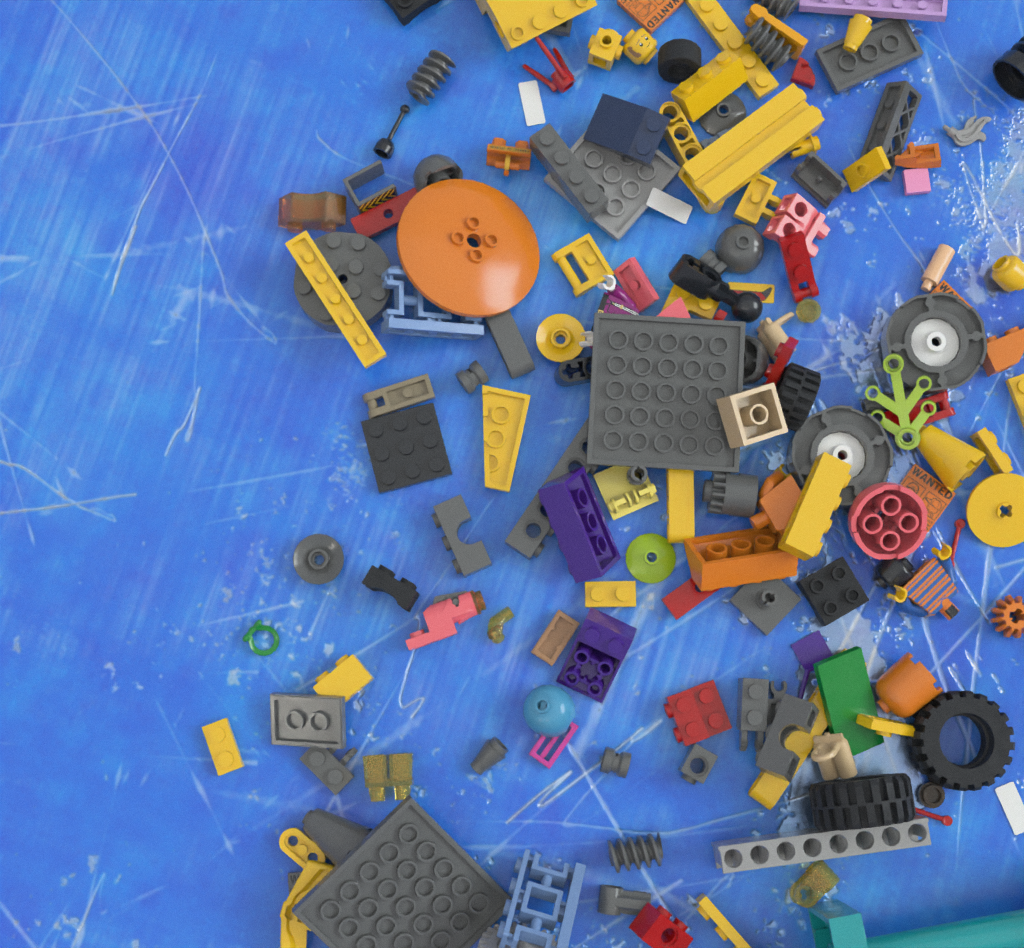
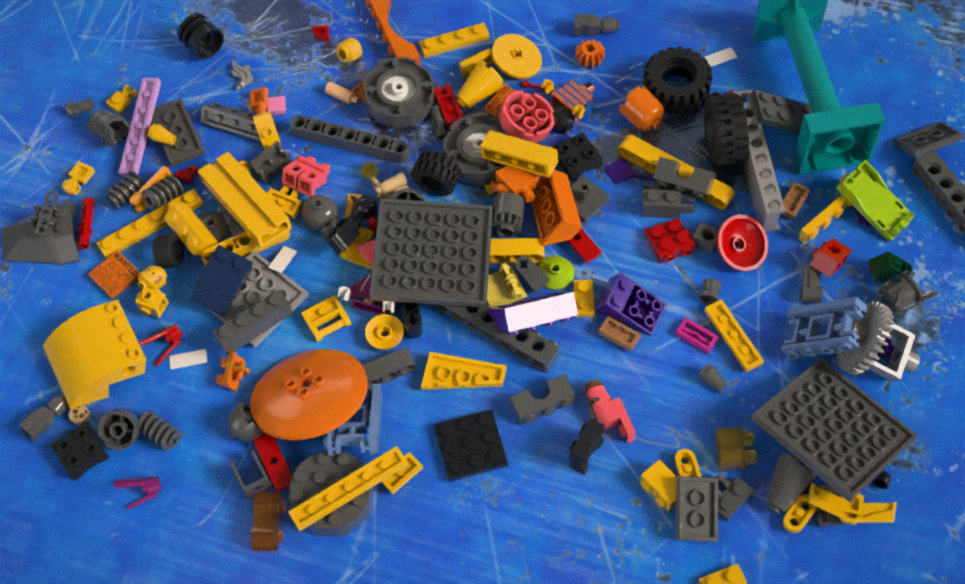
camera: 85 degrees left, 20 degrees down
(259, 626) = (630, 564): green piece -> none
(315, 546) = (564, 498): dark grey dish -> none
(362, 75) = (149, 485): none -> magenta plant
(365, 714) = (689, 469): none -> yellow plate
(377, 374) = (401, 477): none -> yellow plate
(385, 147) = (215, 466): black hinge -> none
(399, 396) = (428, 449): dark tan plate -> none
(430, 30) = (119, 429): none -> dark grey cylinder
(472, 377) = (414, 395): dark grey wheel -> none
(496, 624) = (611, 375): clear yellow arm -> none
(549, 710) = (683, 335): dark azure cylinder -> none
(550, 788) = (734, 336): none -> yellow plate
(632, 479) = (495, 272): dark grey pin -> none
(636, 284) = (343, 278): coral plate -> none
(636, 852) = (775, 277): dark grey piece -> none
(641, 527) = (534, 276): none -> dark grey piece
(679, 822) = (750, 242): none -> red dish
(752, 415) = (452, 190): tan brick -> none
(760, 892) = (794, 200): none -> medium nougat plate
(784, 353) = (417, 183): red plate -> none
(798, 266) = (337, 172): red plate -> none
(816, 881) = (785, 167): clear yellow piece -> none
(833, 756) = (695, 150): tan piece -> none
(844, 695) = (656, 142): green tile -> none
(865, 272) = (349, 139): none -> dark grey beam
(885, 726) = (671, 121): yellow plate -> none
(898, 888) = (779, 111): none -> dark grey plate
(901, 405) = (442, 108): lime plant -> none

